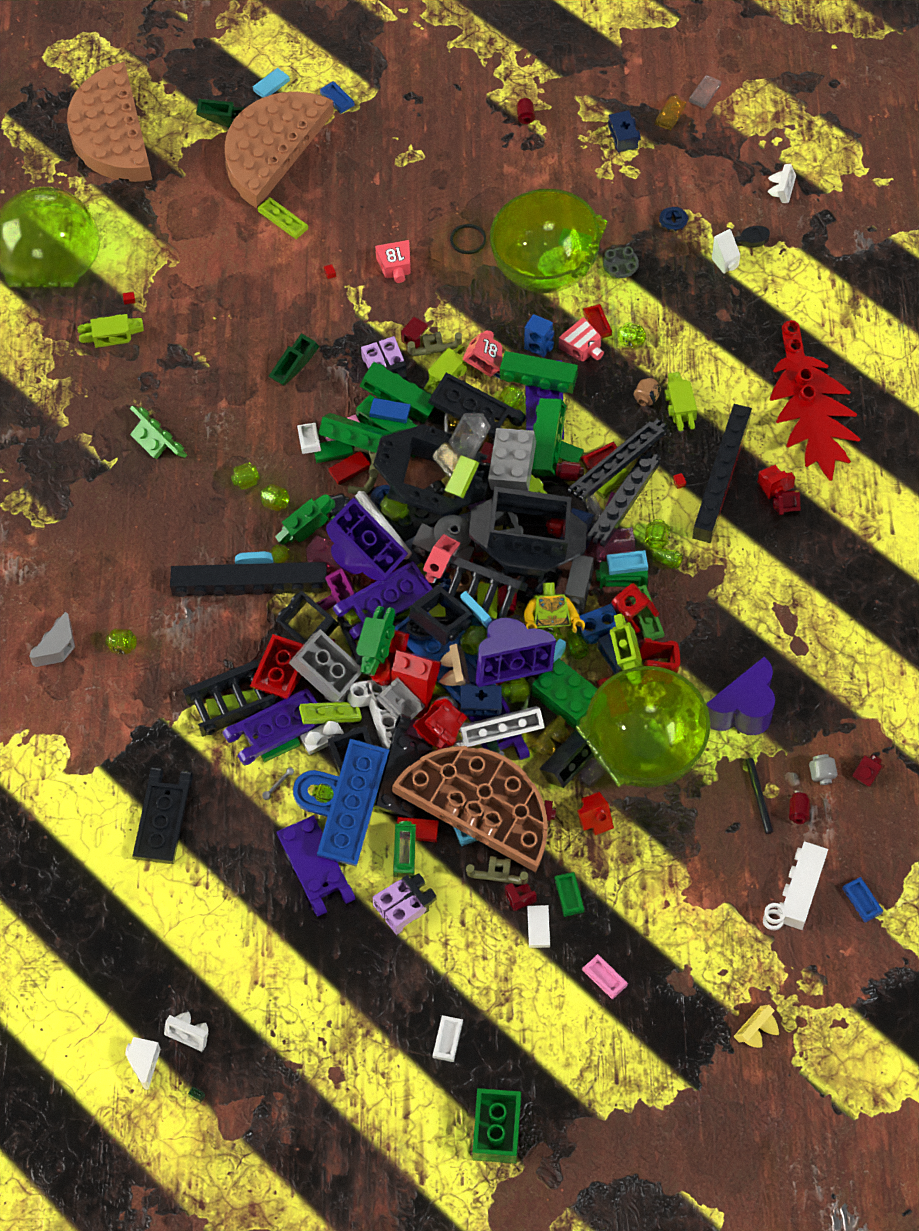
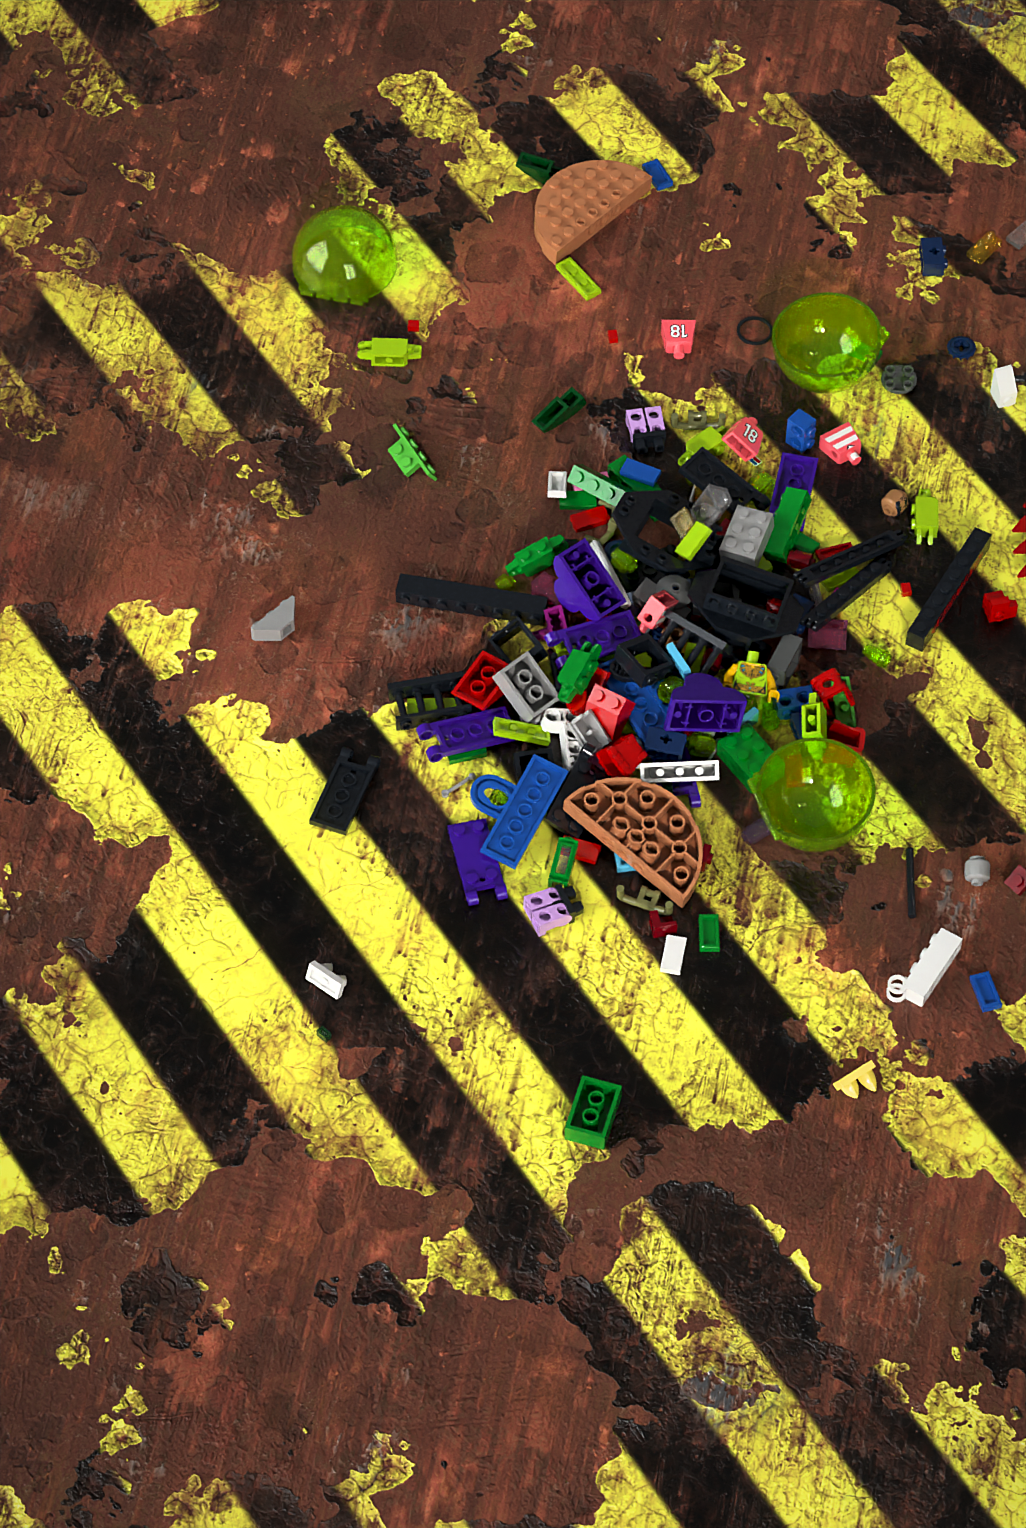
camera: 10 degrees right, 5 degrees down
(107, 126) = (426, 162): nougat brick -> none
(121, 641) = (339, 632): clear neon green head -> none
(143, 1058) = (282, 993): white slope -> none
(245, 476) = (488, 507): clear neon green head -> none
(253, 558) = (478, 580): medium azure tile -> none
(271, 83) = (596, 150): medium azure tile -> none
(275, 497) = (512, 531): clear neon green head -> none
(318, 737) = (503, 752): white tile -> none
(394, 388) = (649, 452): green brick -> none
(413, 331) = (680, 405): dark red panel -> none
(447, 1038) = (565, 1033): white tile -> none
(456, 659) = (650, 704): tan tile -> none
(525, 111) = (840, 220): dark red brick -> none
(538, 372) = (792, 464): green brick -> none
(556, 731) = (731, 789): clear yellow tile -> none
(567, 760) = (734, 815): black brick -> none
(595, 814) = (750, 867): red brick -> none
(598, 320) = (862, 426): red tile -> none
(605, 976) = (725, 1009): bright pink tile -> none
(620, 580) = (823, 659): green window -> none
(627, 562) = (835, 651): medium azure tile -> none
(631, 335) = (892, 447): clear neon green head -> none
(657, 534) = (871, 632): clear neon green head -> none
(745, 702) = (915, 796): dark purple brick -> none
(786, 501) = (1005, 626): dark red bracket -> none
(799, 808) = (945, 900): dark red brick -> none

